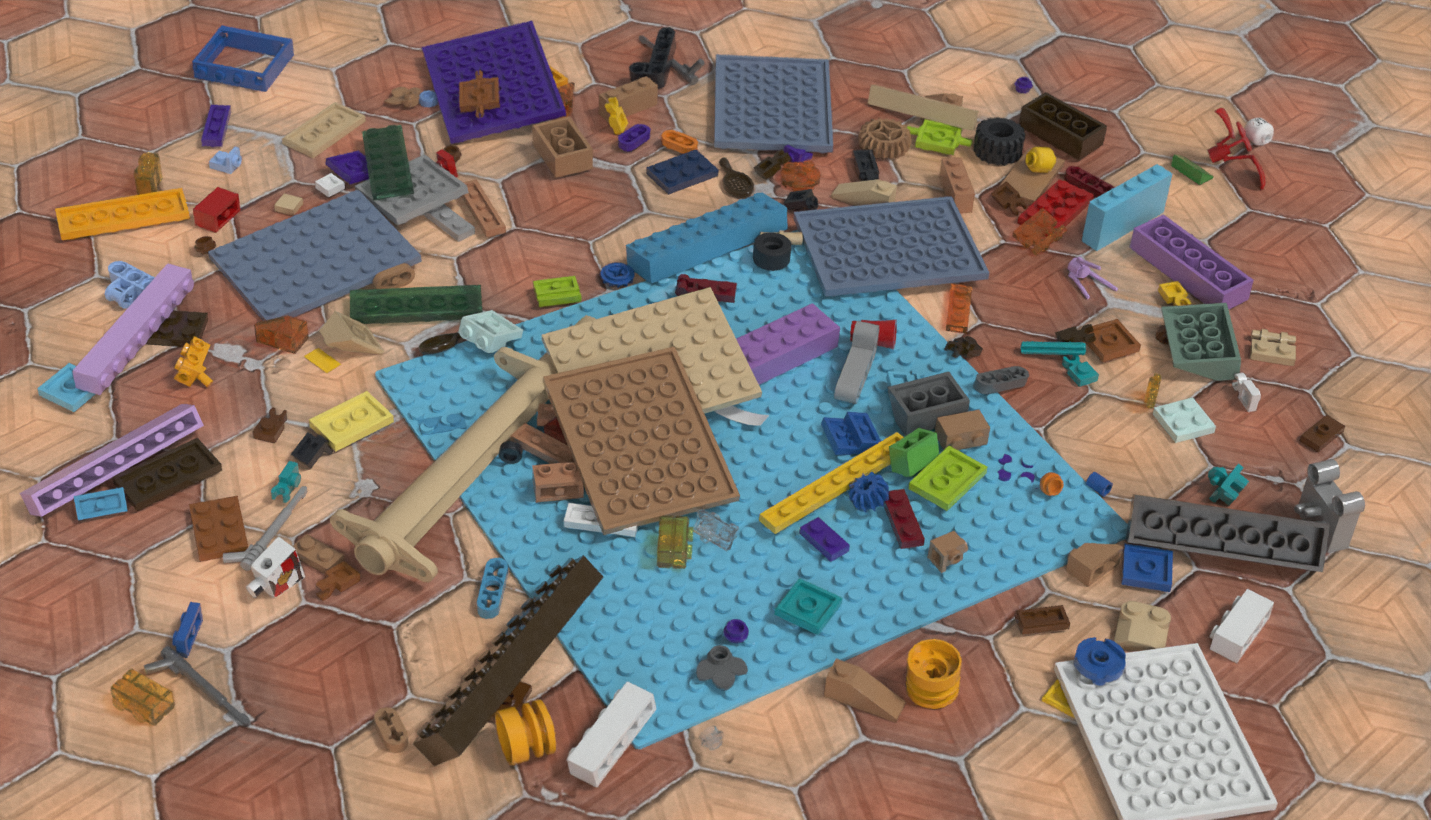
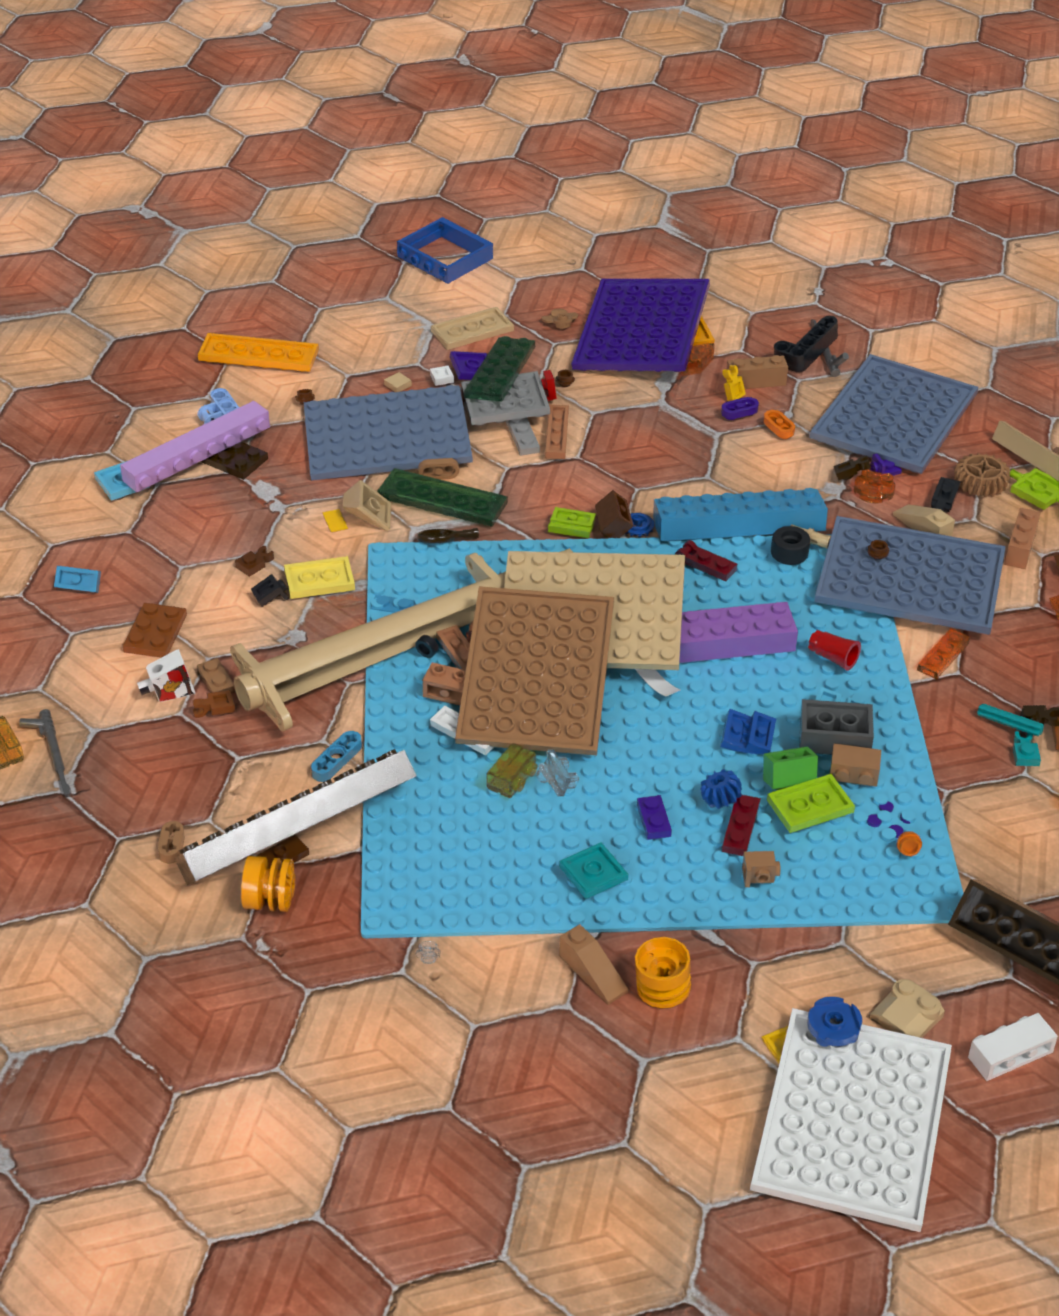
camera: 30 degrees right, 0 degrees up
(111, 460) = (109, 546): lavender brick -> none
(148, 173) = (298, 325): clear yellow brick -> none
(167, 473) = (144, 572): dark brown plate -> none
(189, 628) = (72, 702): blue plate -> none
(191, 364) = (224, 488): light orange brick -> none
(216, 125) = (383, 300): dark purple plate -> none
(216, 209) = (334, 369): red brick -> none
(226, 161) = (372, 332): light blue bracket -> none
(254, 551) = (149, 657): light grey piece -> none
(282, 333) = (314, 487): clear orange slope -> none
(288, 480) = (232, 609): teal plate -> none
(428, 99) = (578, 324): medium blue tile -> none
(479, 94) = (617, 331): dark orange plate -> none
(488, 330) = (482, 536): light aqua plate -> none
(562, 147) = (664, 398): medium nougat brick -> none
(594, 272) = (613, 515): none -> reddish brown brick
(611, 734) = (337, 911): white brick -> none
(682, 171) = (764, 451): dark blue plate -> none
(721, 667) = (477, 894): dark grey plate -> none
(731, 177) = (809, 467): dark brown piece -> none
(736, 631) = (512, 868): dark purple plate -> none
(801, 199) = (857, 508): black bracket -> none
(828, 486) = (686, 772): yellow plate -> none
(853, 231) = (878, 549): none -> reddish brown plate
(858, 362) = (798, 671): light grey beam -> none
(964, 345) = (921, 690): dark brown plate -> none
(992, 381) = (918, 730): dark grey beam -> none
(1042, 619) = (812, 965): reddish brown plate -> none
(1093, 561) = (903, 930): medium nougat slope -> none
(1099, 484) = (964, 861): blue hinge -> none
(1147, 567) = (955, 956): blue plate -> none

